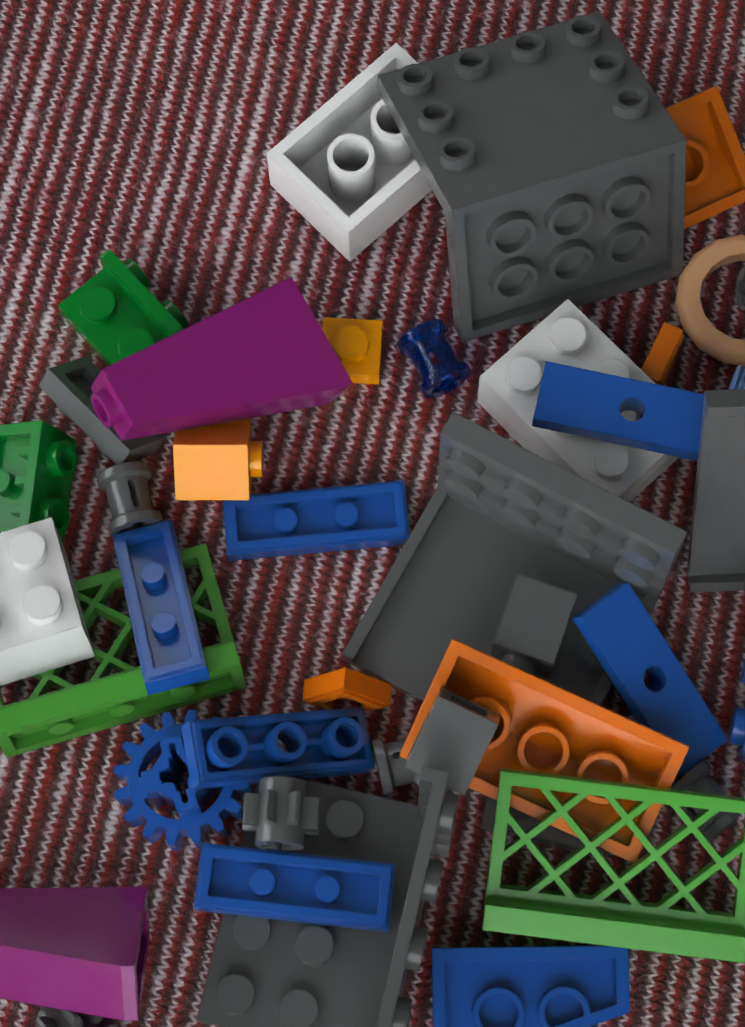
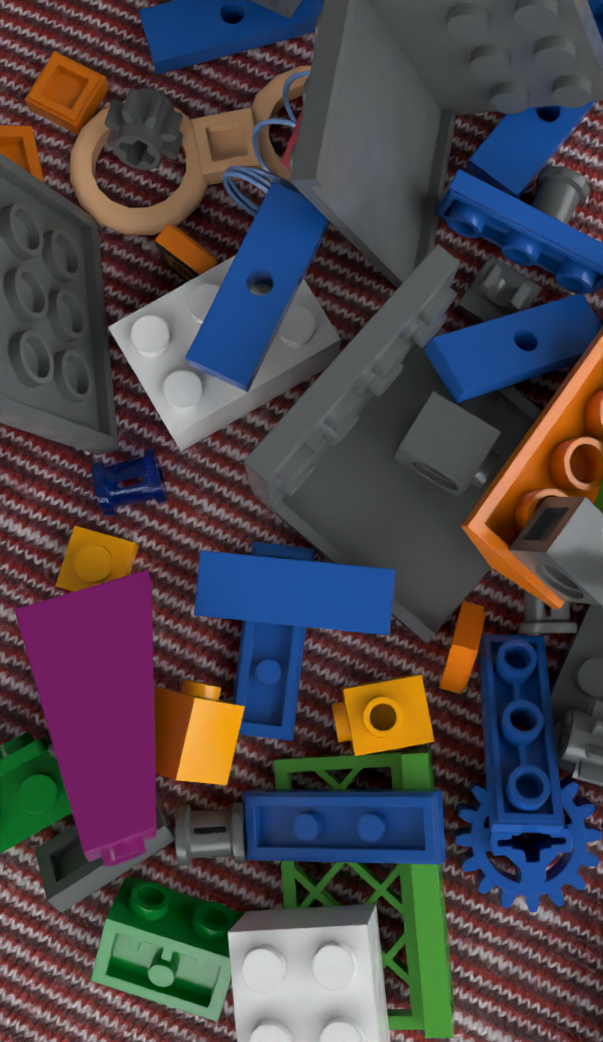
camera: 80 degrees left, 10 degrees up
(268, 628) = (383, 715): none -> light orange brick
(363, 523) = (295, 592): none -> blue tile
(707, 660) = (497, 293): none -> dark grey tile

